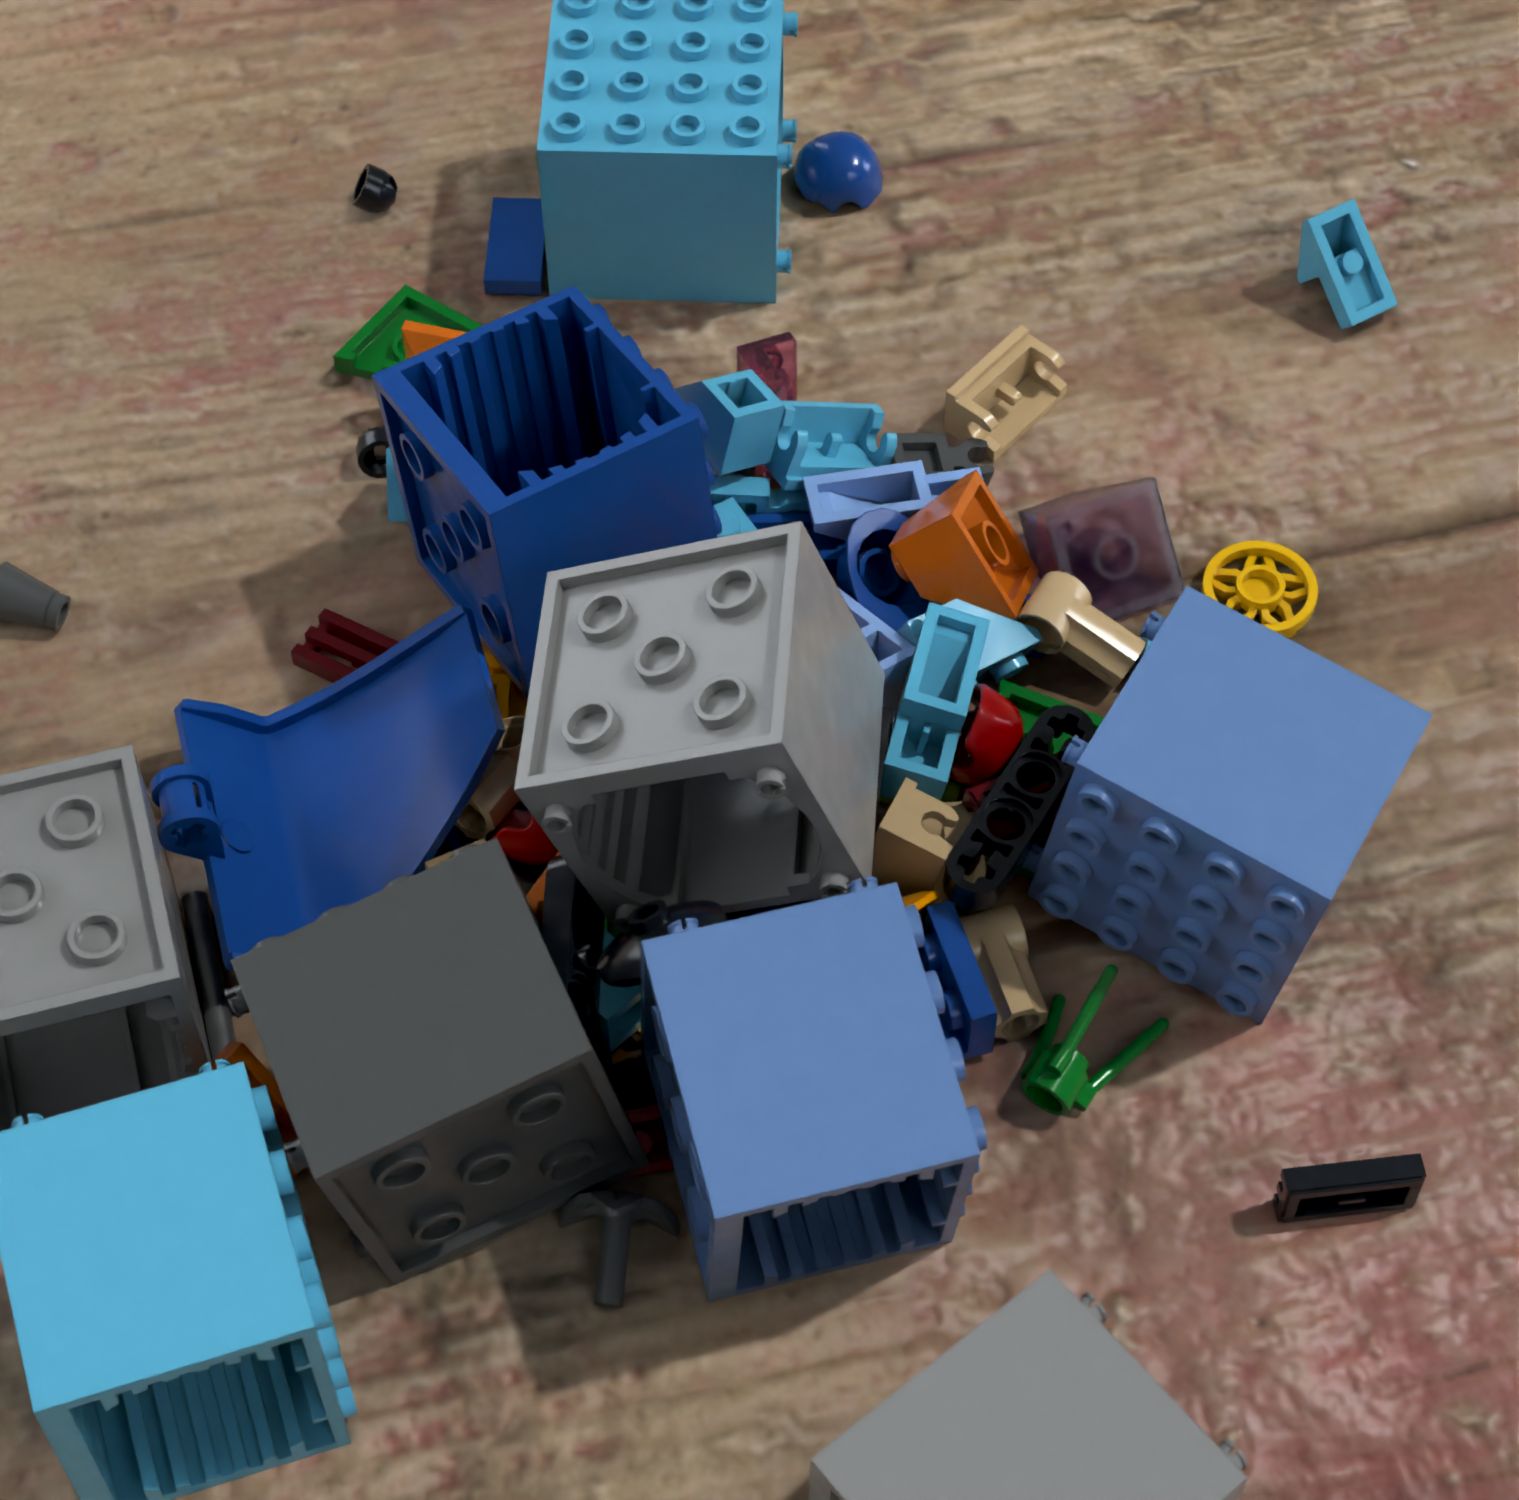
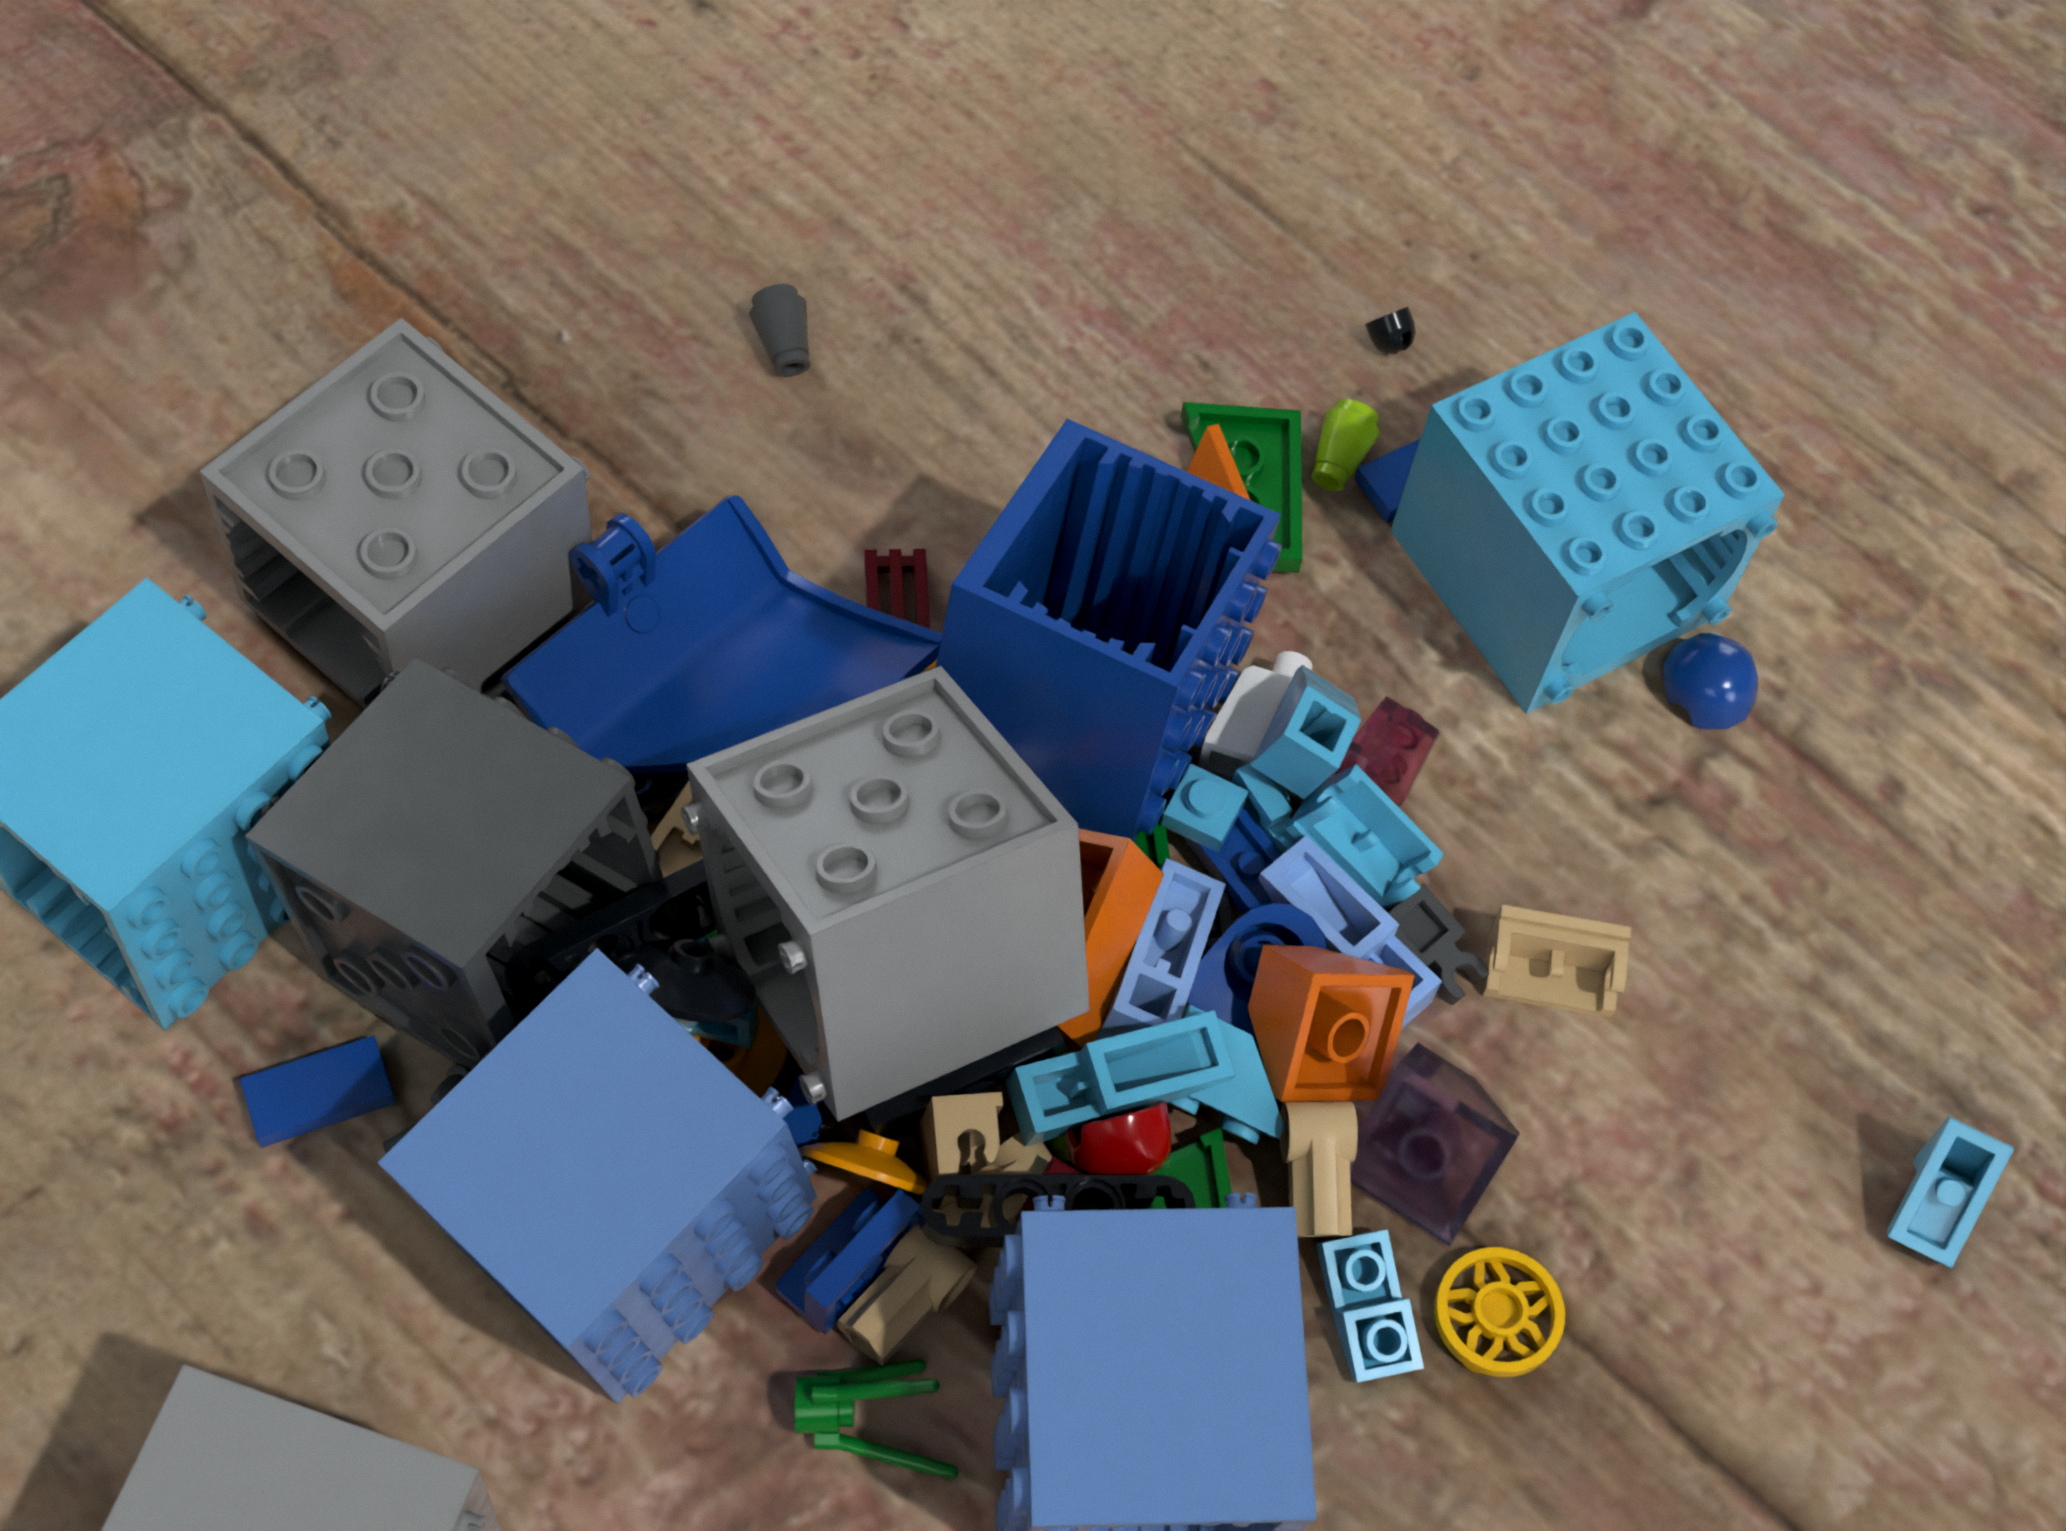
camera: 50 degrees right, 5 degrees up
(454, 275) = (1344, 441): none -> lime cone
(507, 1336) = (317, 1091): none -> blue tile

